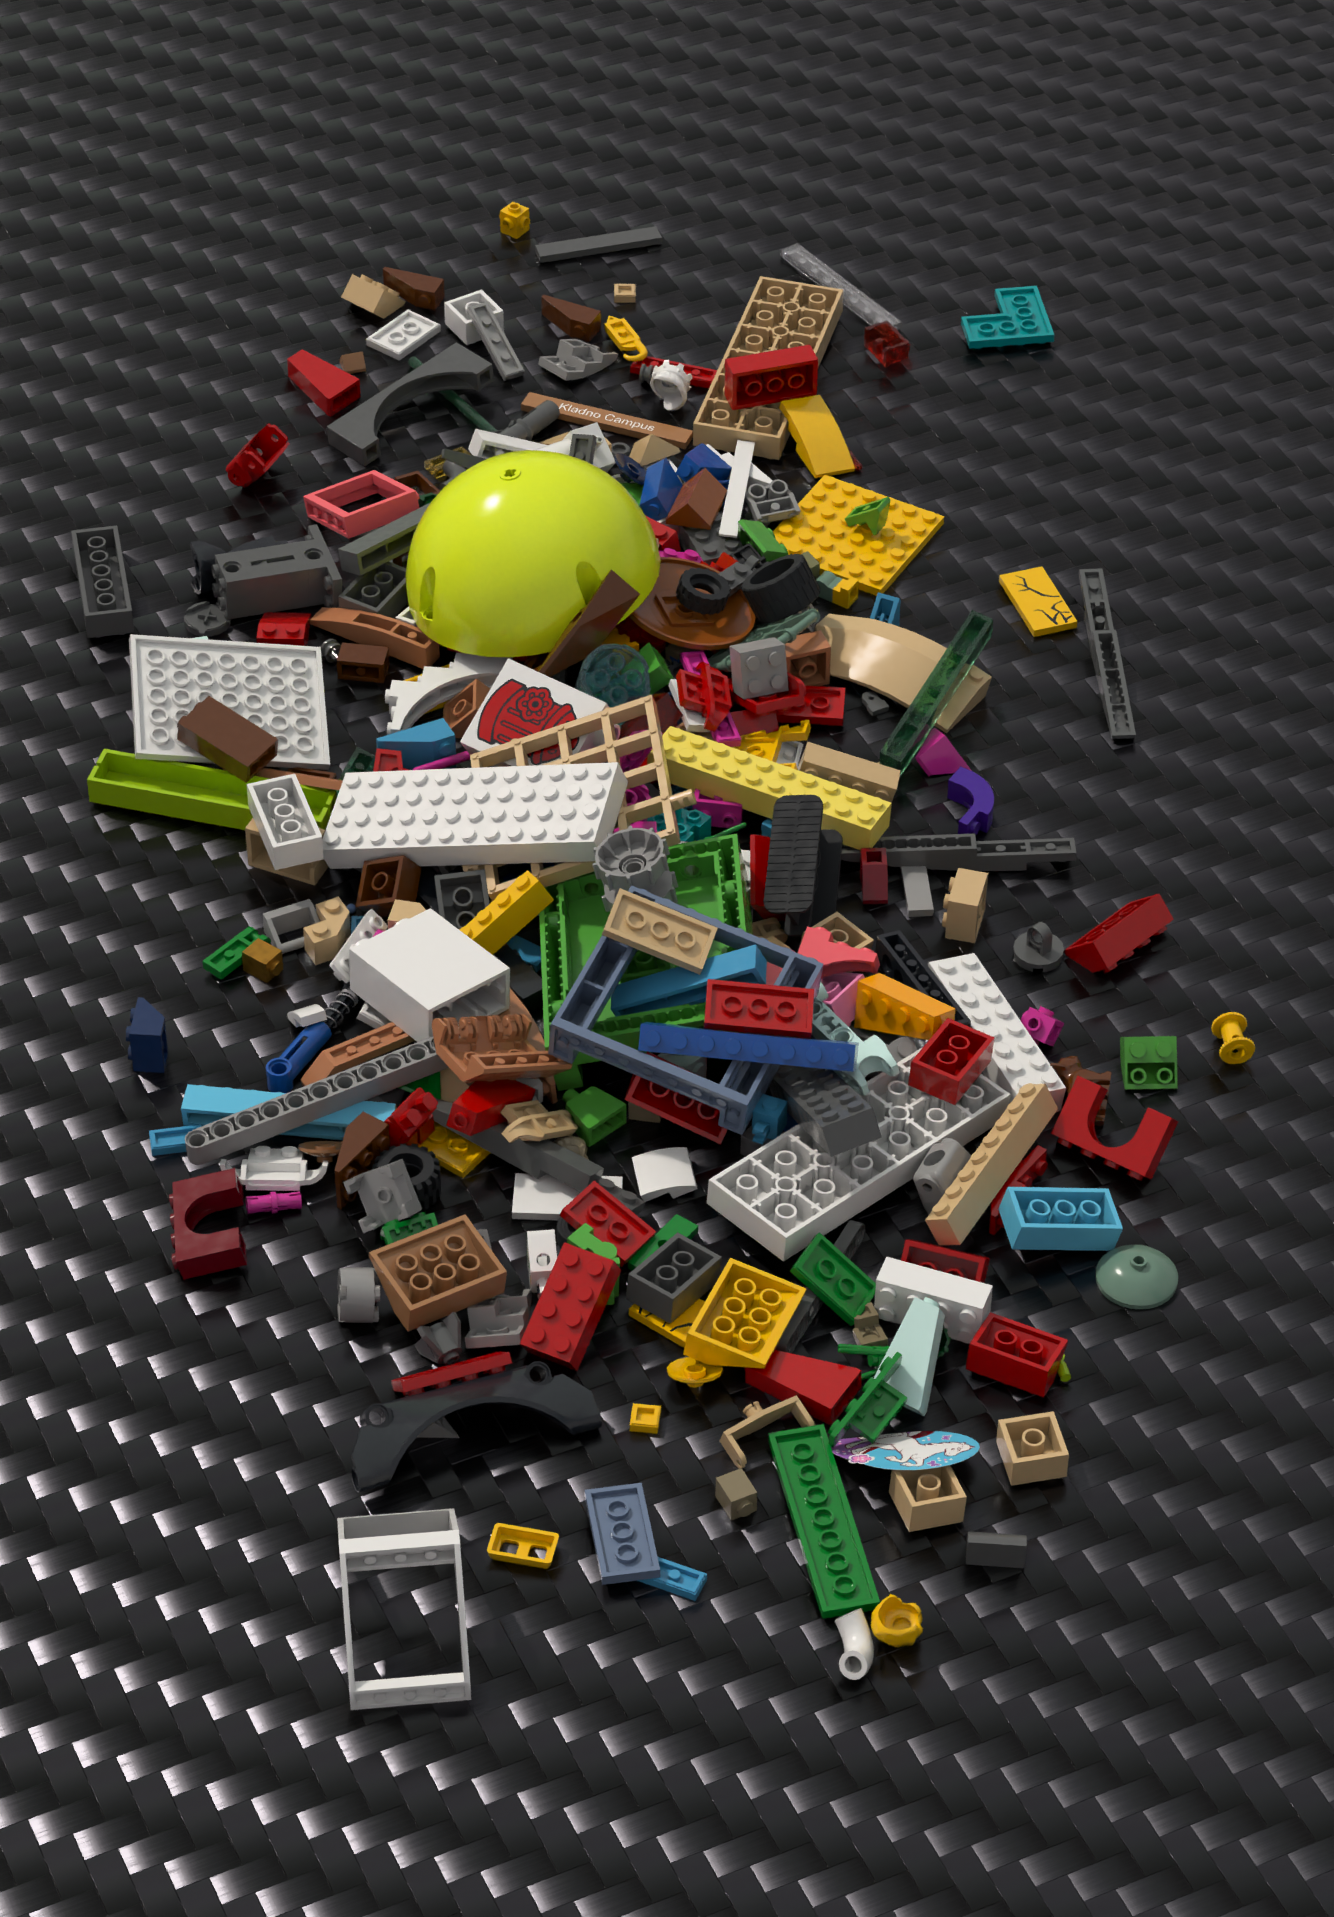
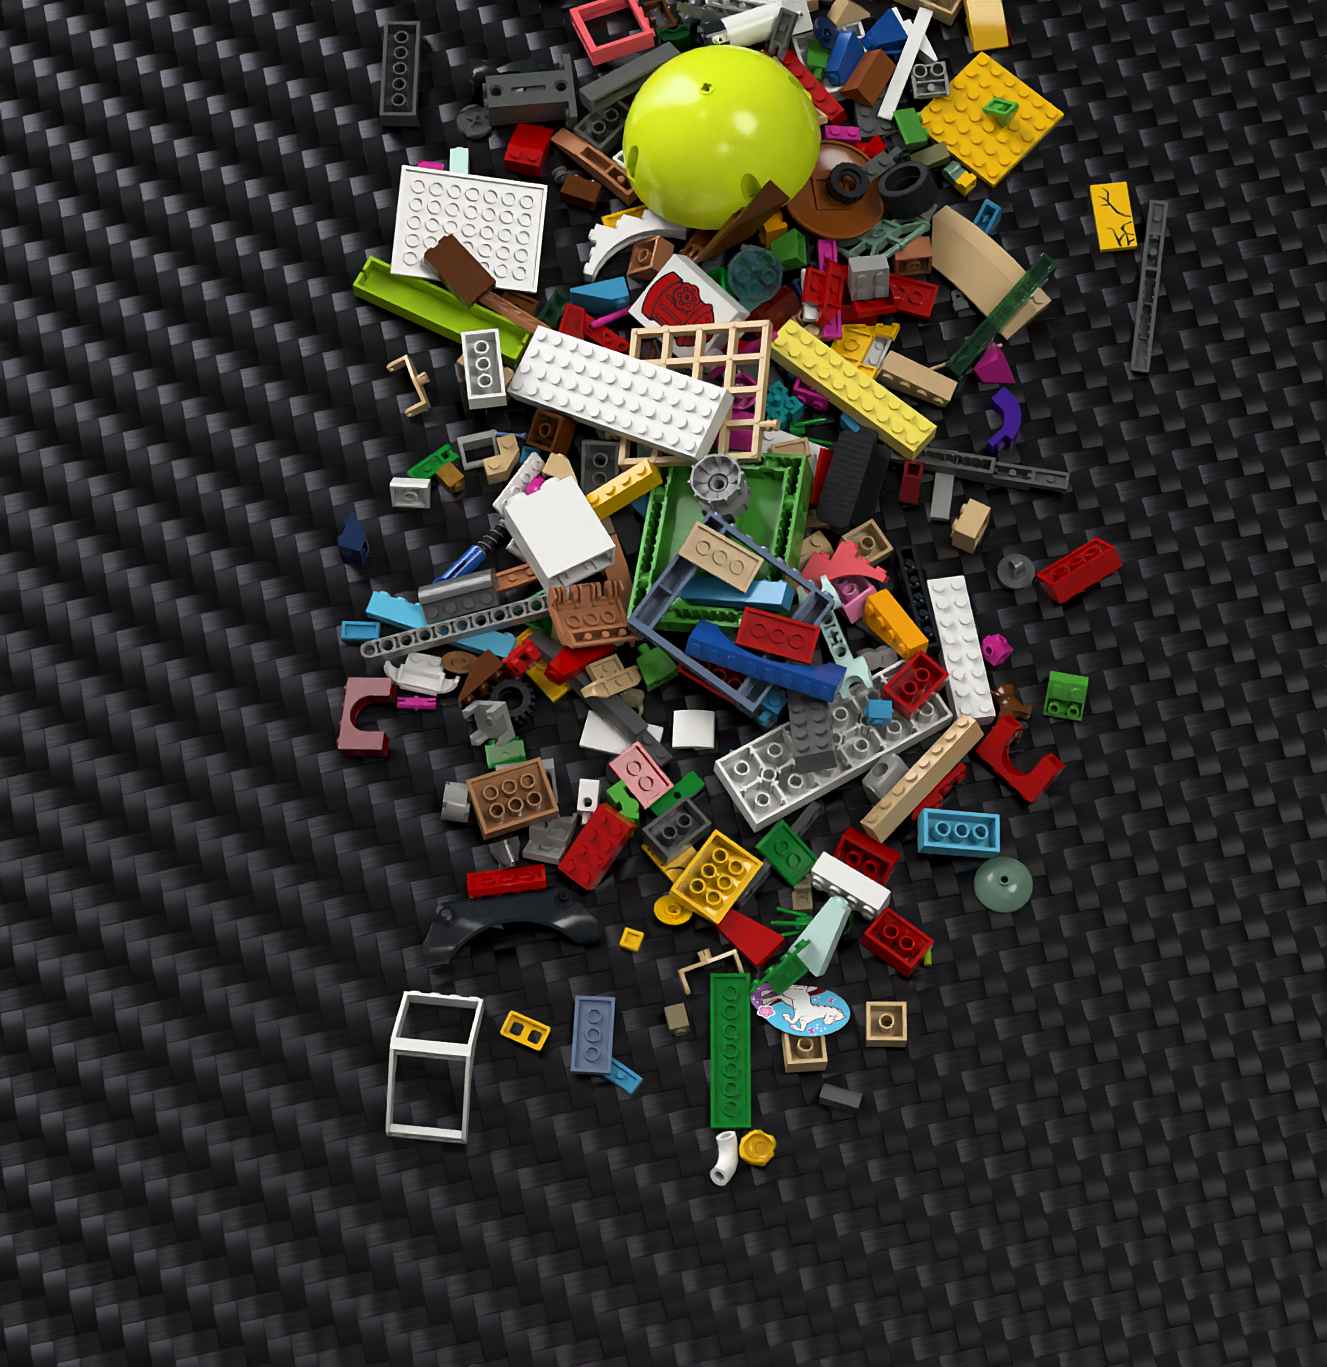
camera: 15 degrees right, 25 degrees up
(196, 867) = (418, 380): none -> tan piece
(213, 980) = (410, 492): none -> white slope
(307, 1015) = (471, 539): white slope -> none
(309, 1060) = (459, 595): none -> dark grey brick
(912, 1097) = (878, 713): none -> dark azure brick
(1230, 1028) = (1133, 686): yellow hose -> none

